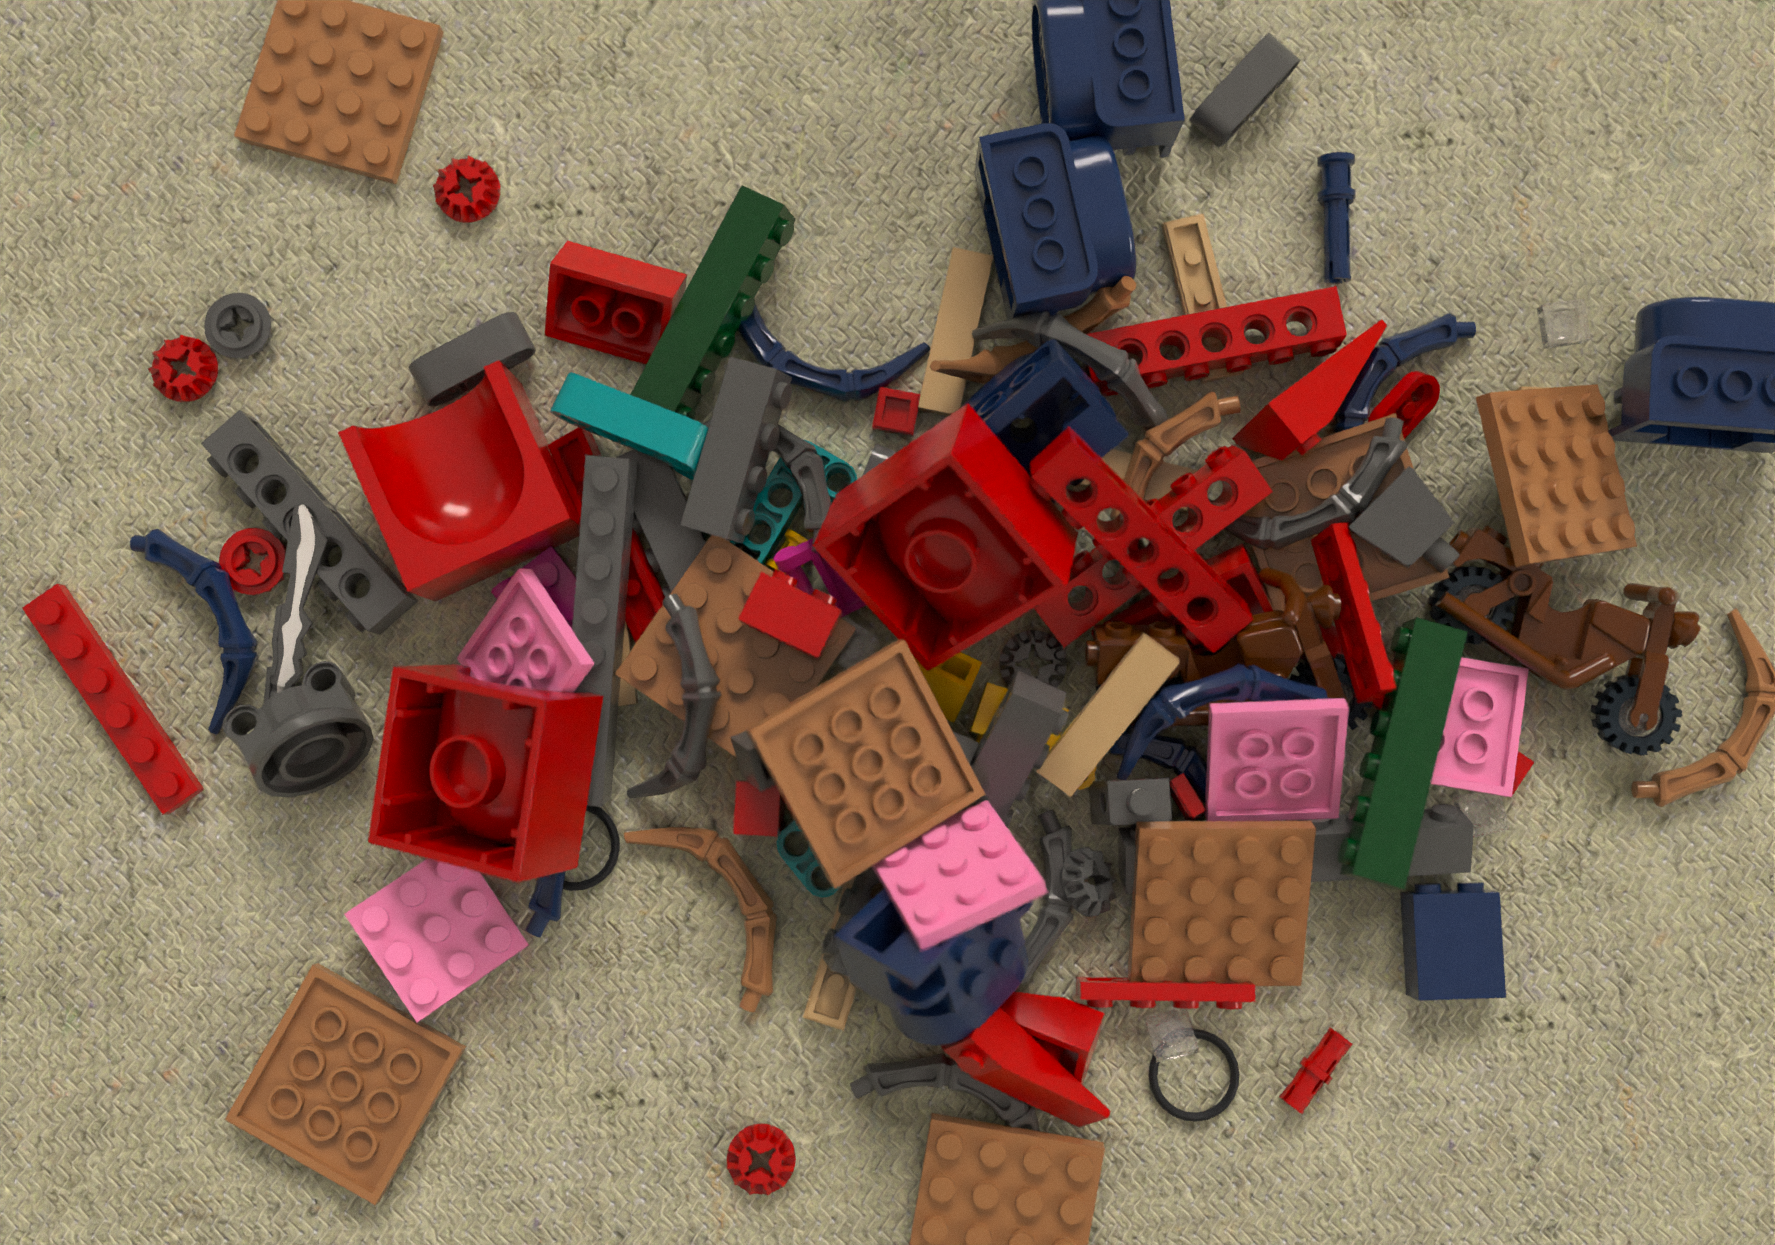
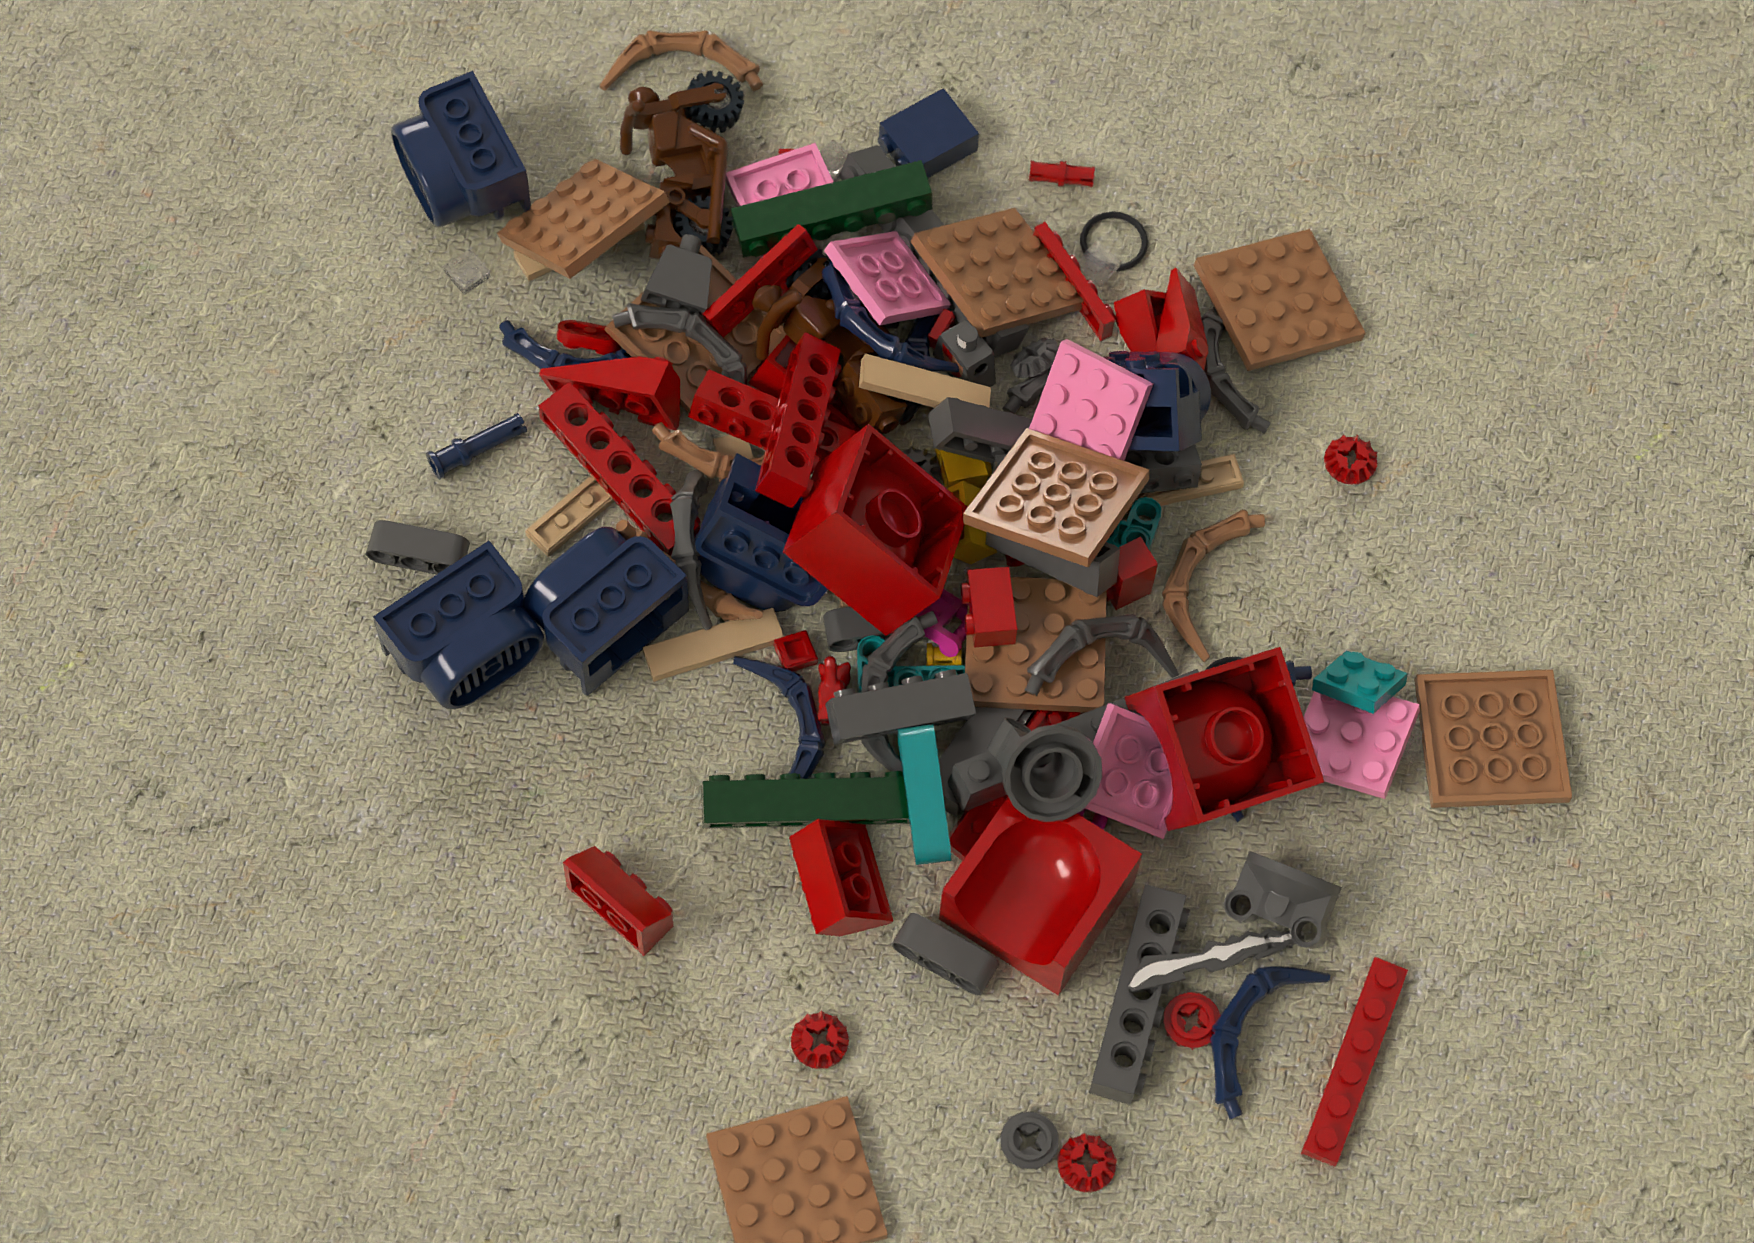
camera: 125 degrees left, 20 degrees down
(484, 976) = (1359, 681): none -> teal plate
(553, 539) = (1057, 788): none -> dark grey piece
(724, 66) = (618, 898): none -> red slope
(815, 413) = (833, 679): none -> red animal

